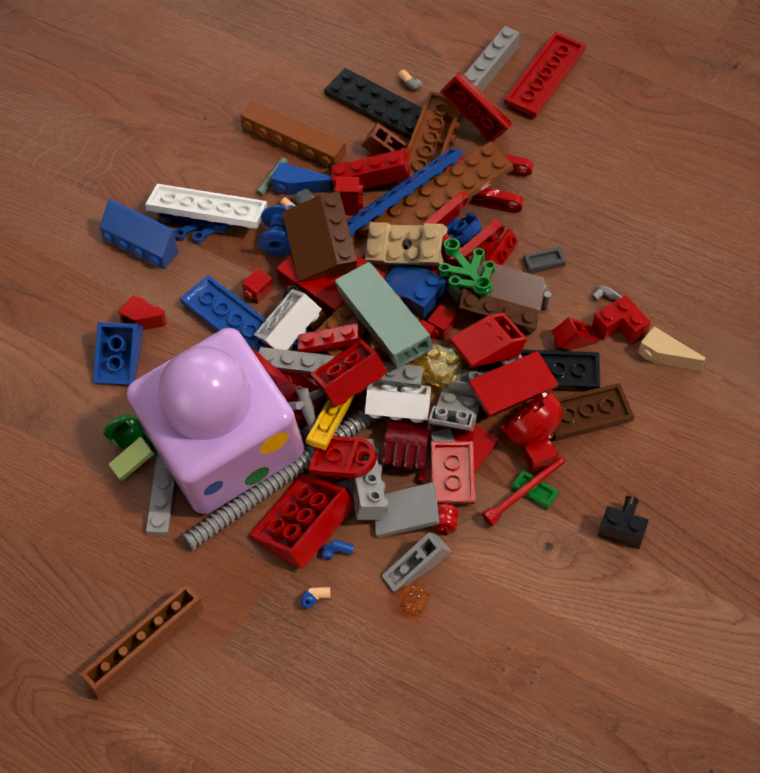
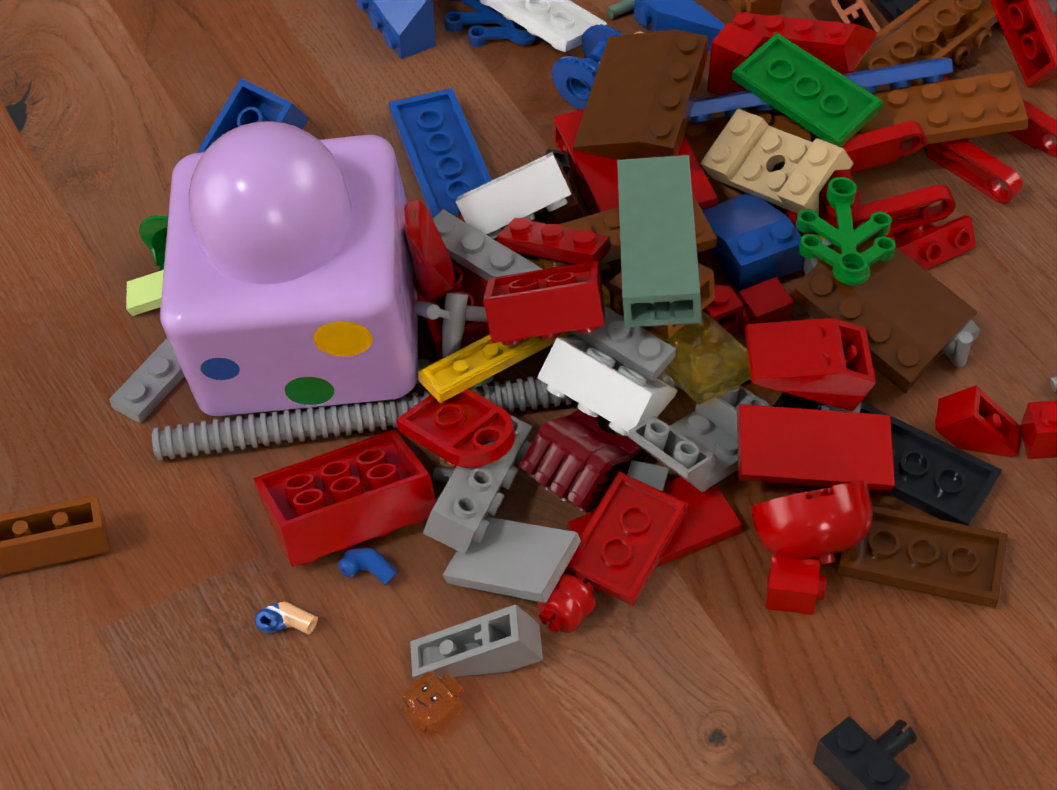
camera: 30 degrees right, 5 degrees down
(140, 312) = (320, 101): red slope -> none
(257, 286) = (514, 134): red brick -> none
(399, 197) = (807, 90): none -> green tile
(465, 228) = (887, 182): blue cylinder -> none
(493, 514) = (653, 637): red piece -> none
(542, 494) = (751, 635): green tile -> none
(544, 260) = (1002, 292): dark grey tile -> none

